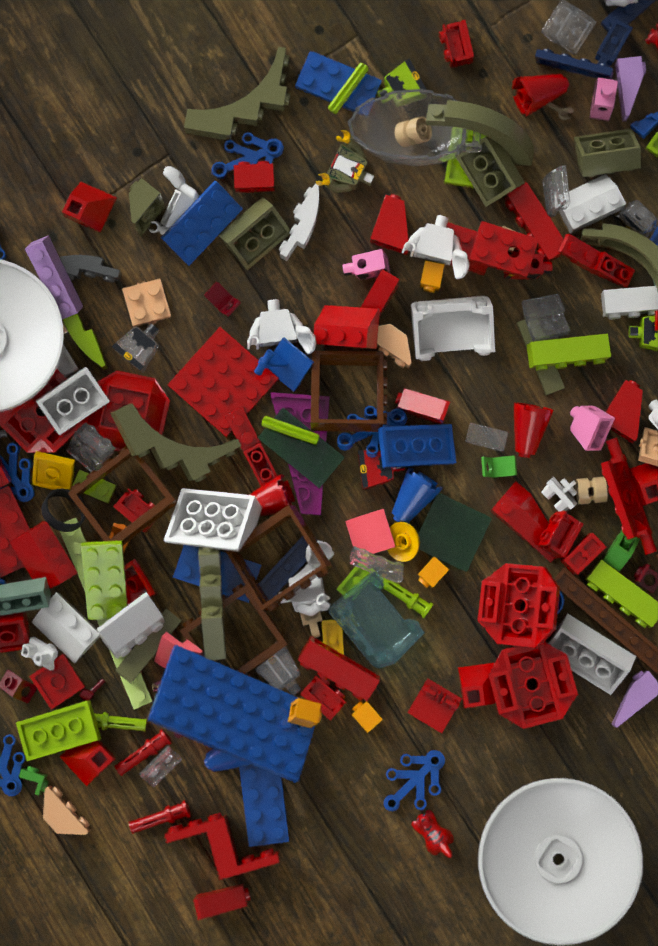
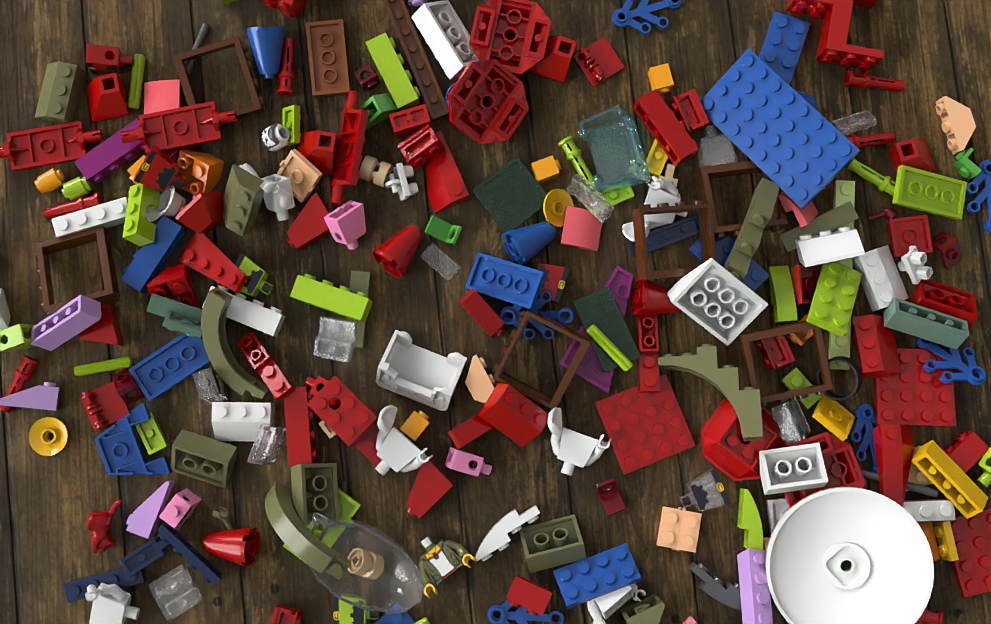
camera: 155 degrees left, 0 degrees up
(152, 565) = (782, 294): none -> lime slope
(286, 363) = (582, 411): blue plate -> none
(304, 713) = (714, 101): light orange brick -> none

